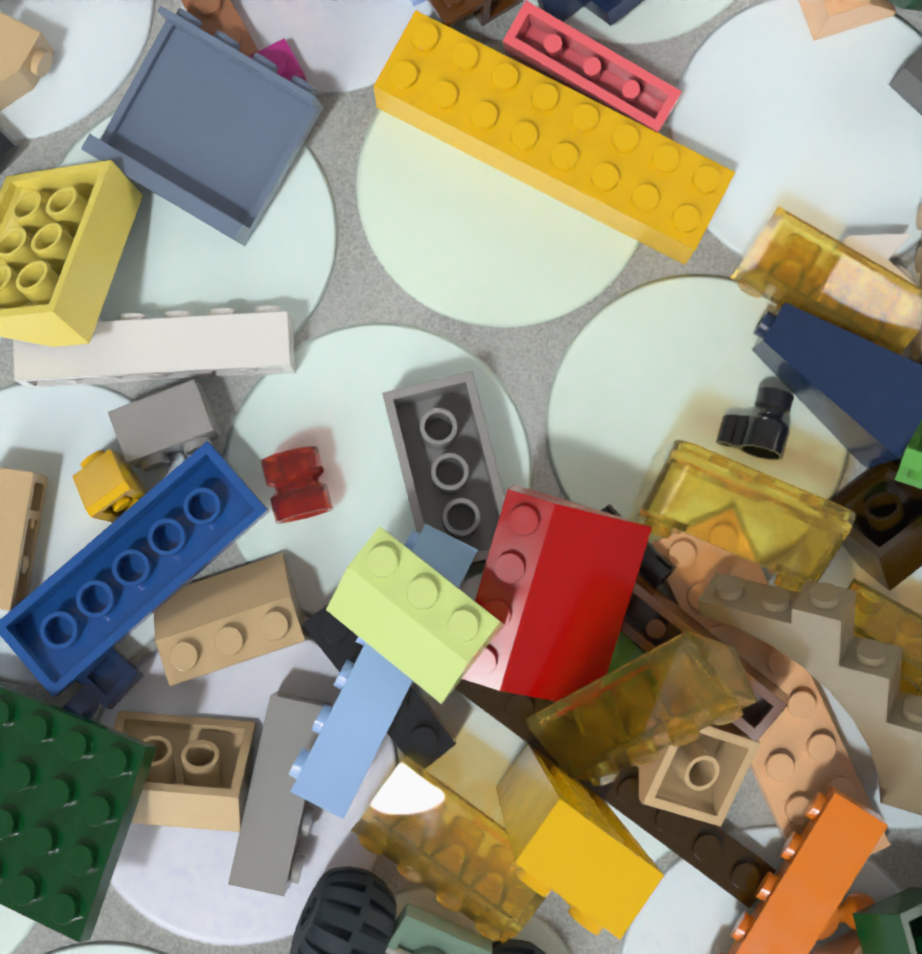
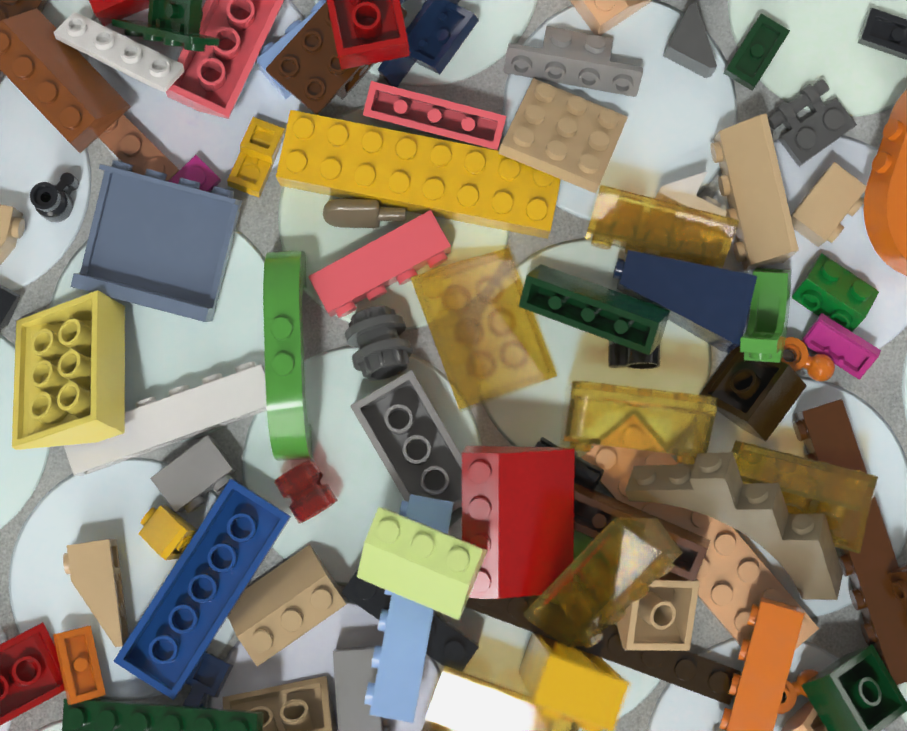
camera: 10 degrees left, 0 degrees up
(95, 43) = (54, 201): none -> black piece
(311, 326) = (284, 355): none -> bright green arch
(357, 63) = (256, 157): none -> yellow slope
(440, 328) = (377, 337): none -> dark grey piece
(463, 165) = (360, 213): none -> dark tan piece
(472, 234) = (380, 264): none -> coral brick
(573, 349) = (480, 331): none -> clear yellow slope
(723, 362) = (594, 309): none -> dark green brick
(743, 139) = (563, 135): none -> tan plate
(779, 58) = (575, 61): none -> light grey bracket

